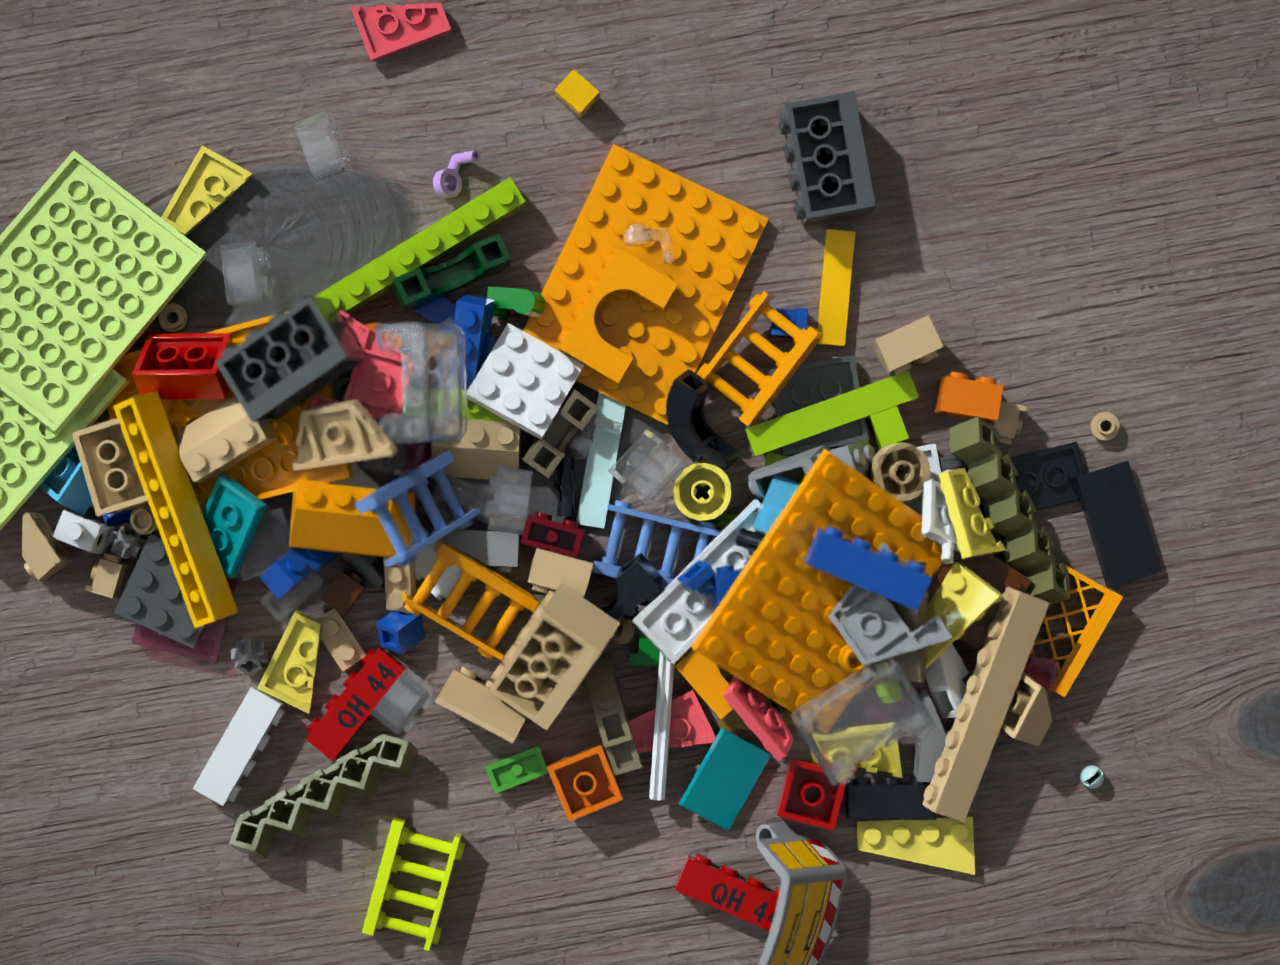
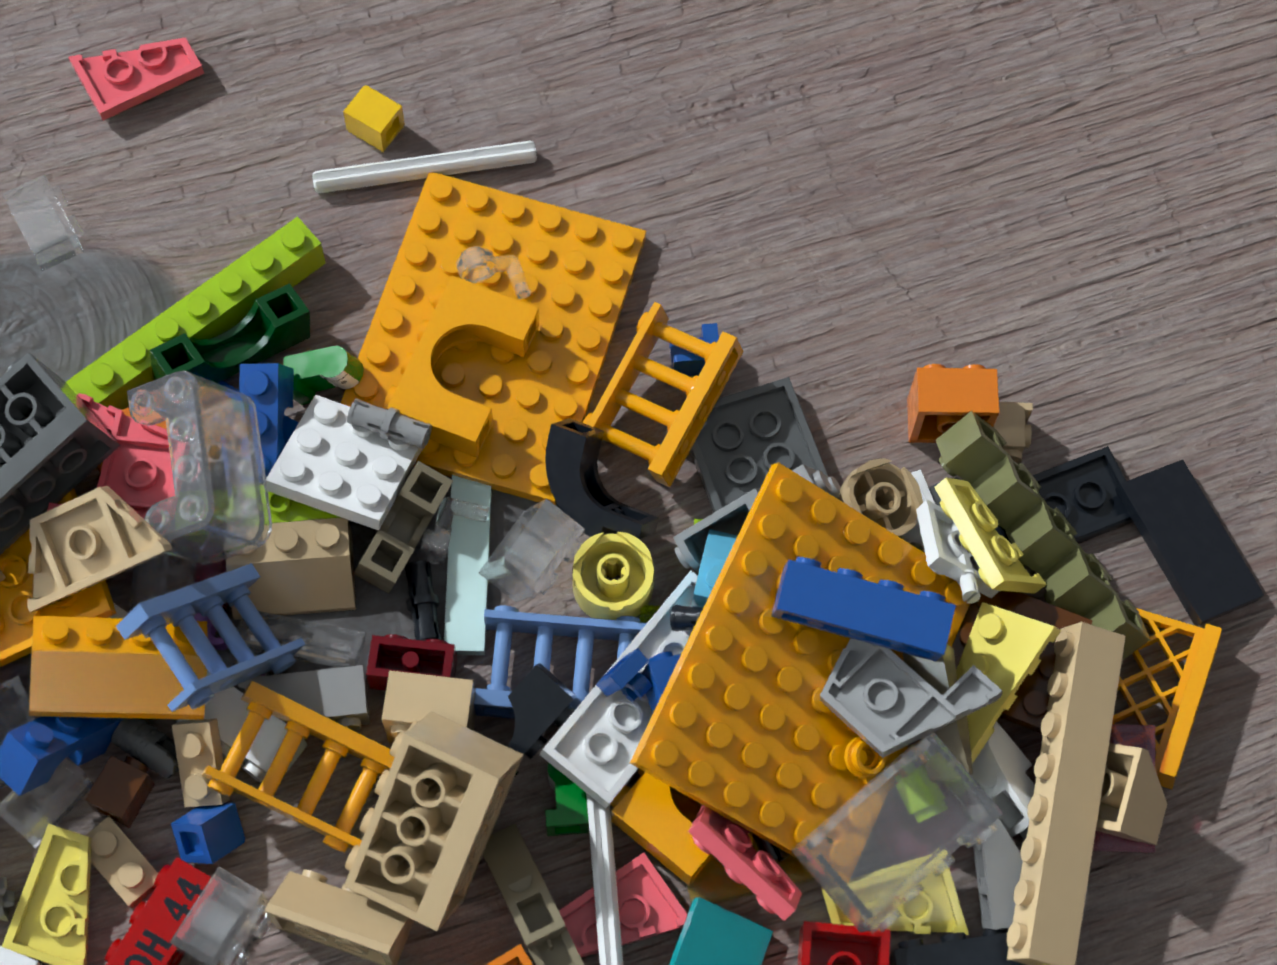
camera: 10 degrees left, 20 degrees down
(448, 182) = (215, 241): lavender plate -> none
(509, 500) = (344, 624): clear brick -> none
(558, 360) = (389, 423): none -> light grey pin
(608, 138) = (420, 166): none -> white axle
(624, 631) = (529, 784): tan plate -> none
(831, 413) = (783, 443): lime tile -> none
(835, 286) = (749, 302): yellow tile -> none
(843, 148) = (710, 144): dark grey brick -> none
(888, 427) = (847, 454): lime brick -> none
(908, 344) = (858, 346): tan slope -> none
(1087, 772) = (1231, 886): light aqua hinge -> none
(1095, 426) = (1136, 431): tan plate -> none

